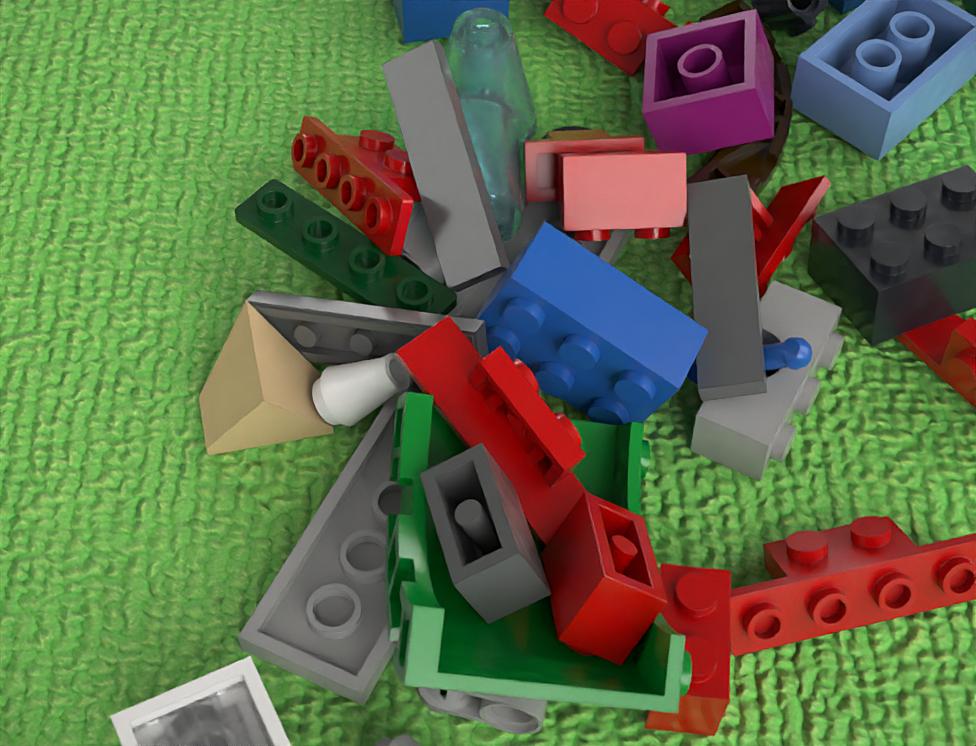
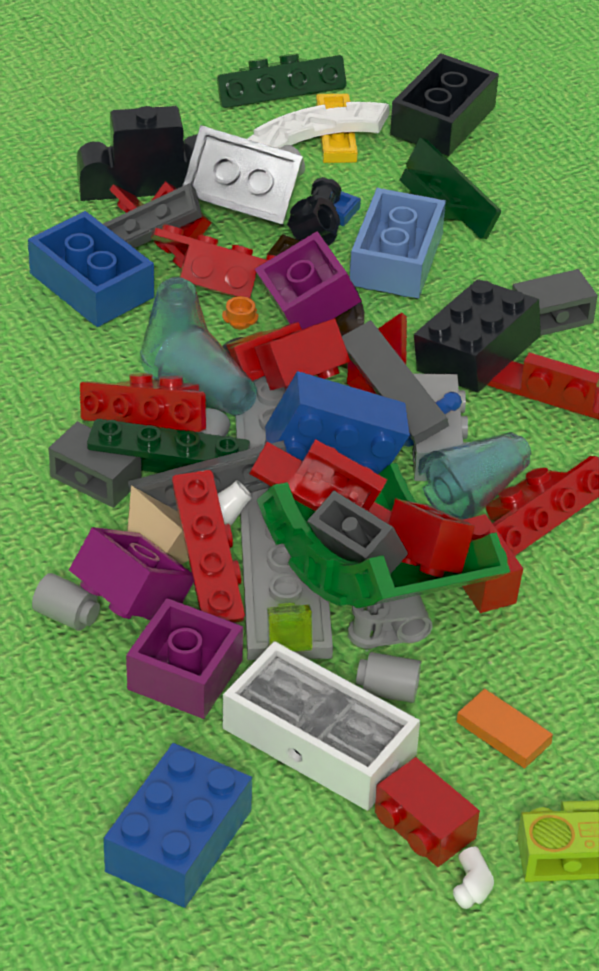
camera: 30 degrees left, 10 degrees down
(53, 440) = (65, 602): none -> light grey brick
(131, 613) = (184, 658): none -> magenta brick
(147, 442) = (129, 572): none -> magenta brick
(236, 253) = (92, 472): none -> dark grey brick
(276, 453) = (208, 546): none -> red bracket
(300, 636) = (290, 626): none -> clear neon green tile
(445, 166) = (204, 371): tile -> none
(604, 91) = (240, 312): none -> orange plate
(767, 488) = (473, 473): none -> clear light blue cone

